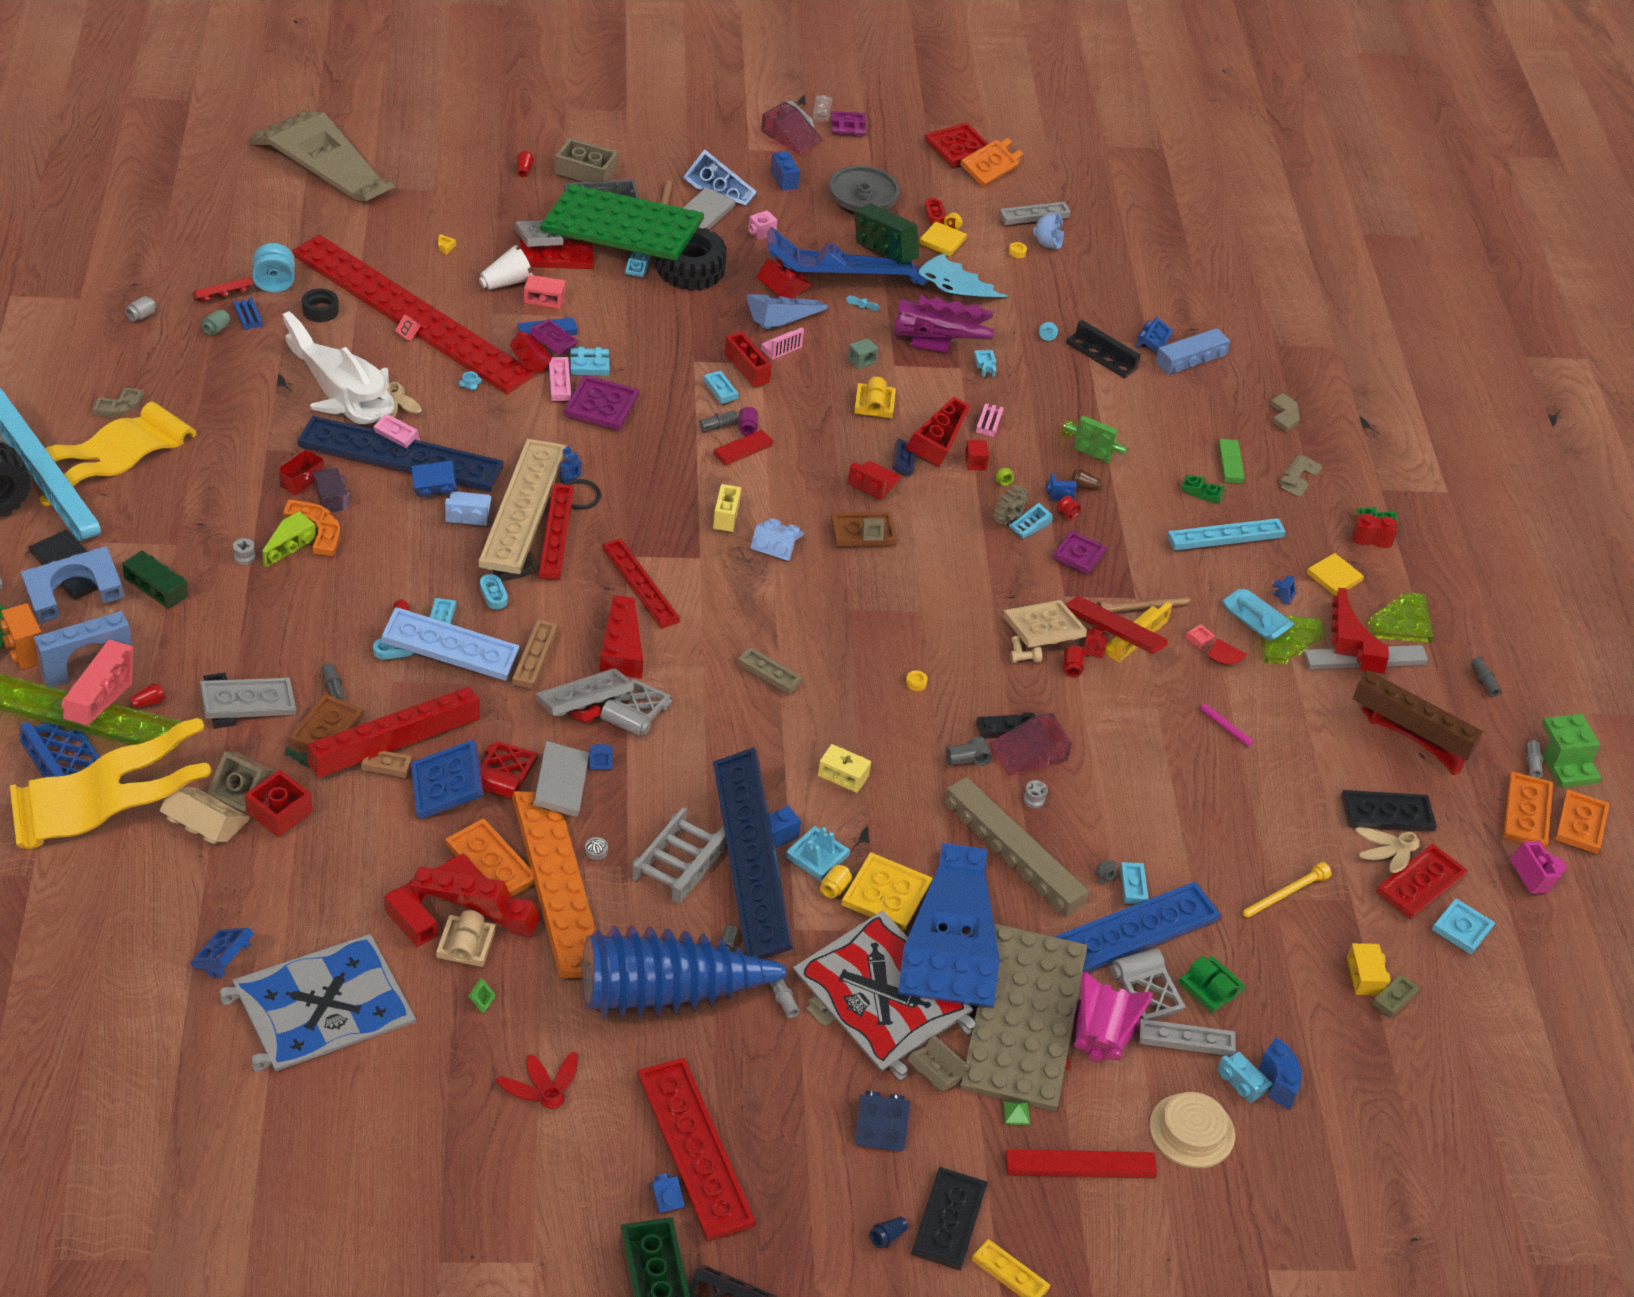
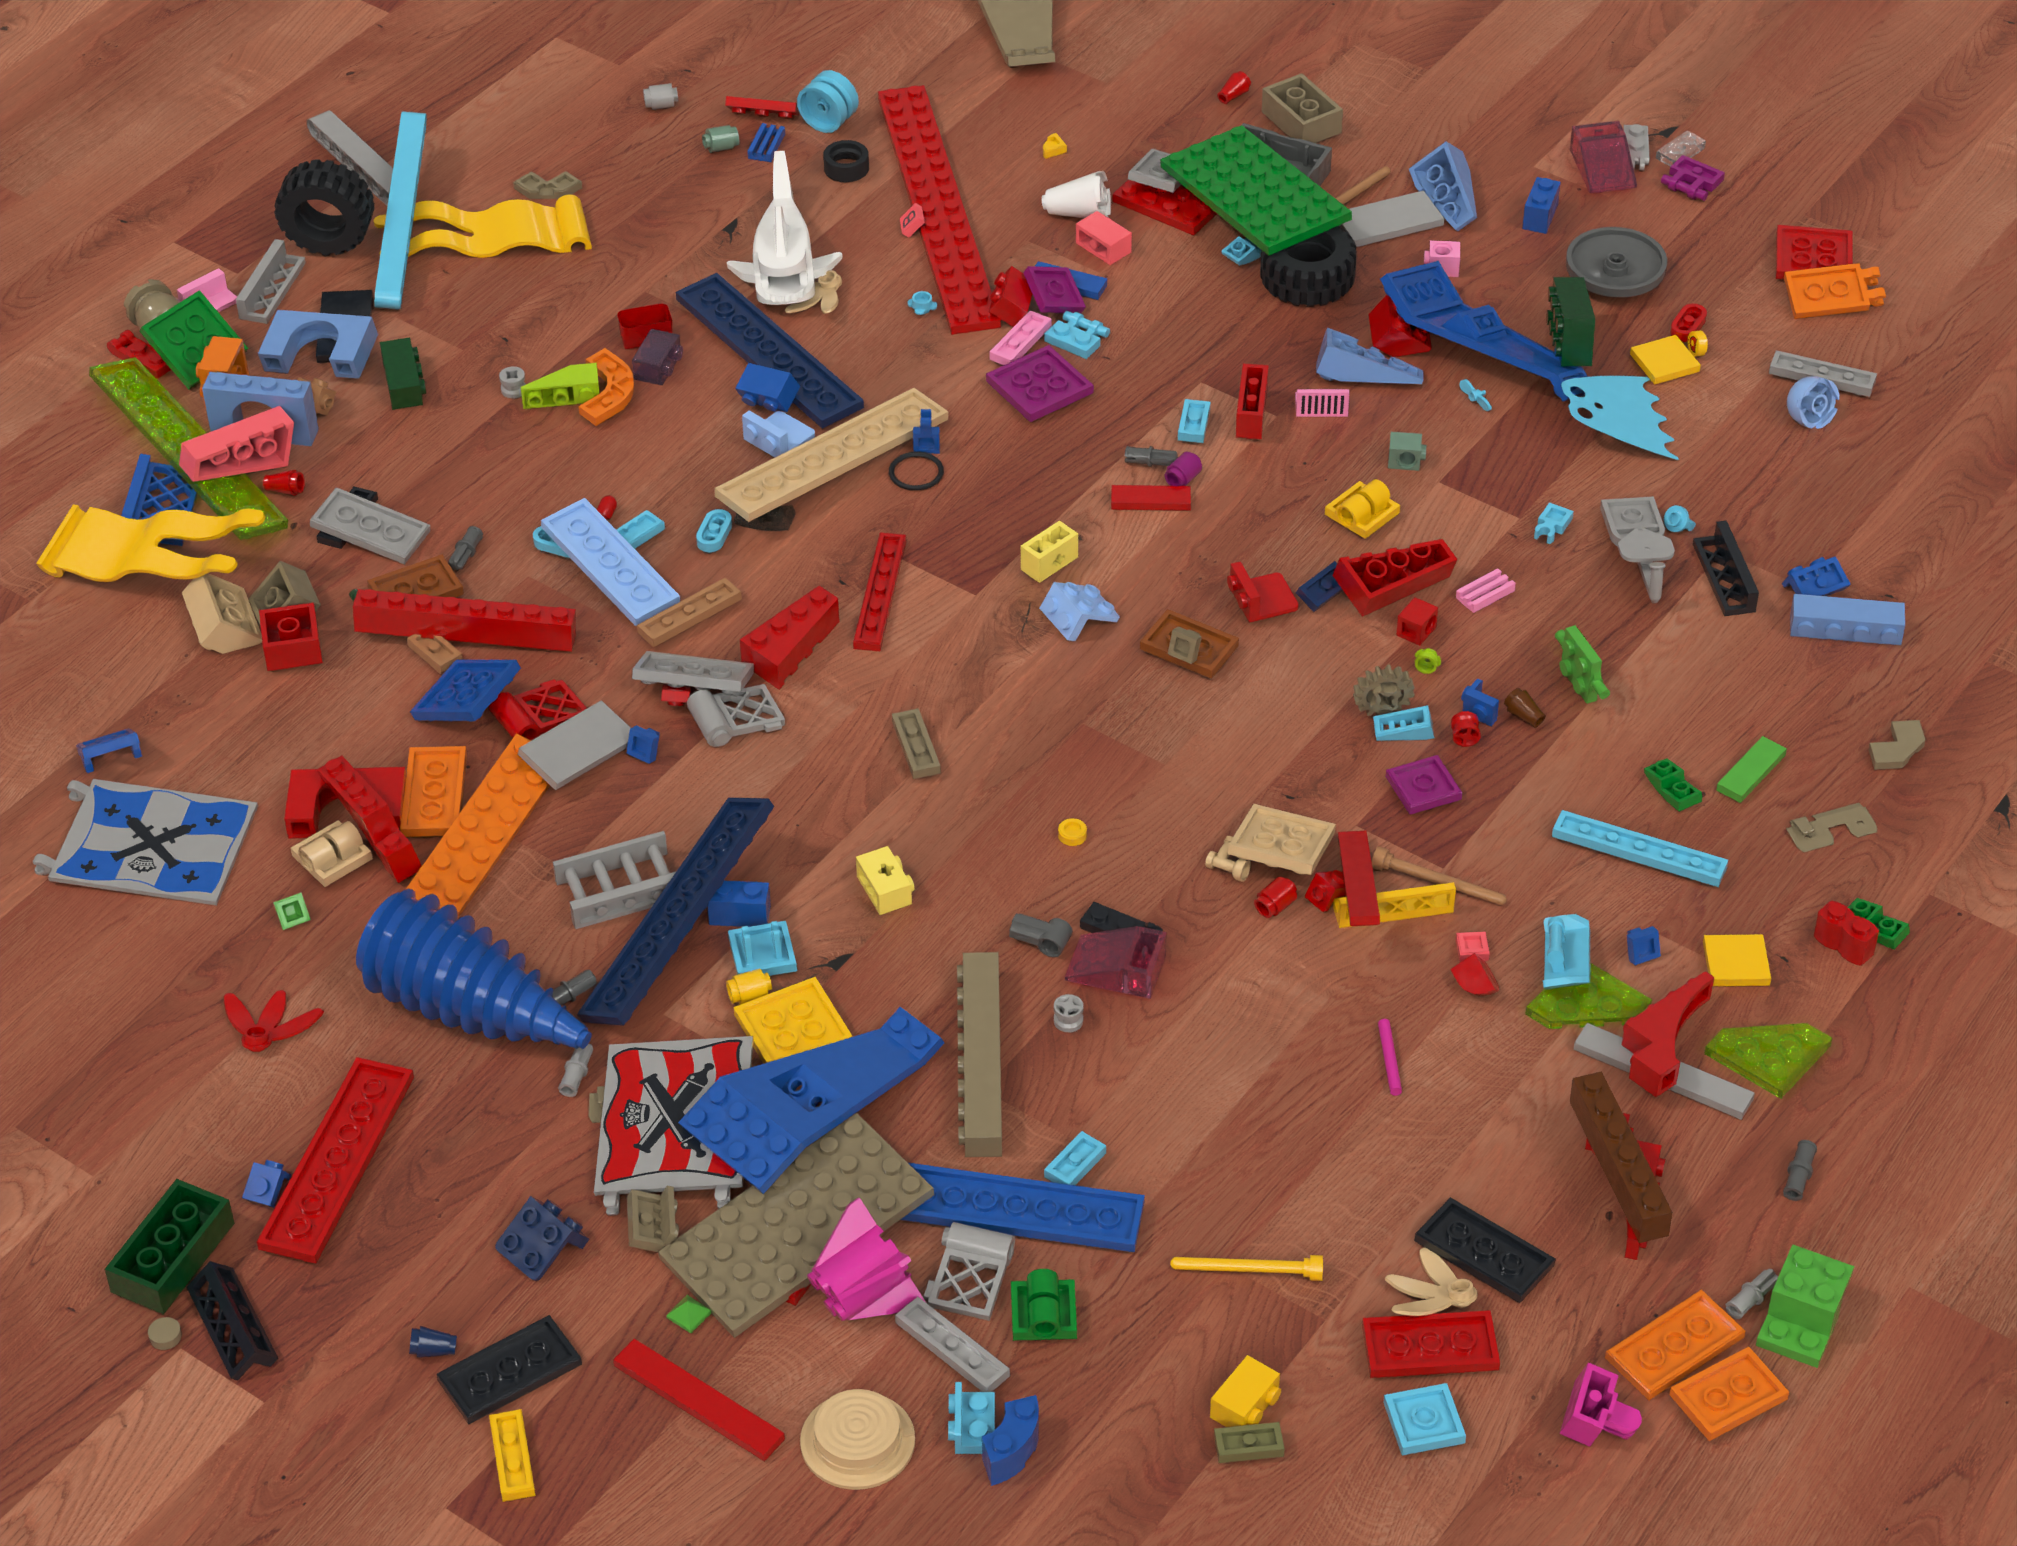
camera: 45 degrees right, 0 degrees up
(396, 430) = (780, 322): bright pink panel -> none
(556, 532) = (842, 497): red plate -> none
(596, 848) = (548, 832): tile -> none
(937, 322) = (1522, 450): magenta piece -> none
(1017, 250) = (1751, 409): yellow tile -> none
(1041, 347) = (1640, 538): none -> light grey plate
(1106, 871) = (1059, 1126): dark grey plate -> none

